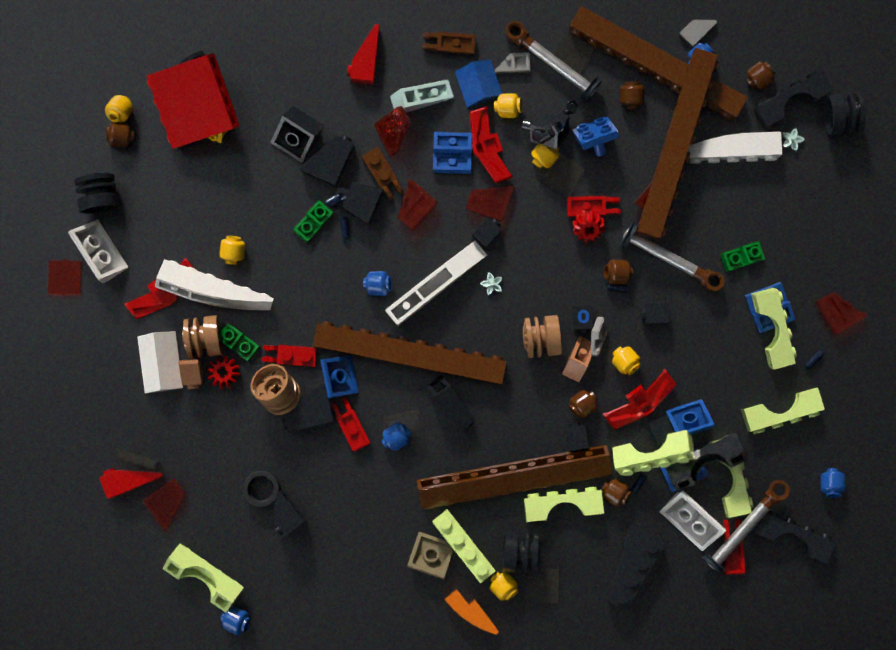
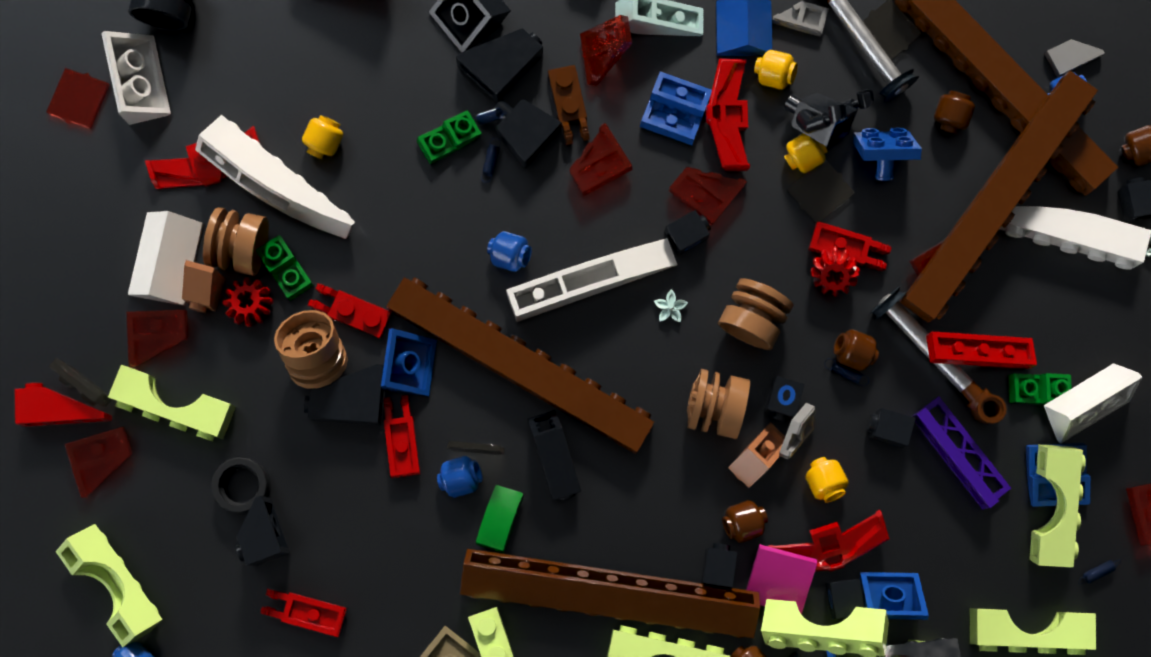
camera: 15 degrees right, 5 degrees down
(171, 412) = (154, 333): none -> clear red wing
(175, 452) = (139, 391): none -> yellowish green arch
(331, 552) = (307, 613): none -> red hinge
(430, 454) = (499, 519): none -> green slope
(547, 271) = (757, 310): none -> medium nougat wheel
(617, 430) = (781, 576): none -> dark pink tile
(696, 245) = (981, 350): none -> red plate
(702, 320) = (955, 457): none -> dark purple fence
(776, 254) = (1091, 400): none -> white slope

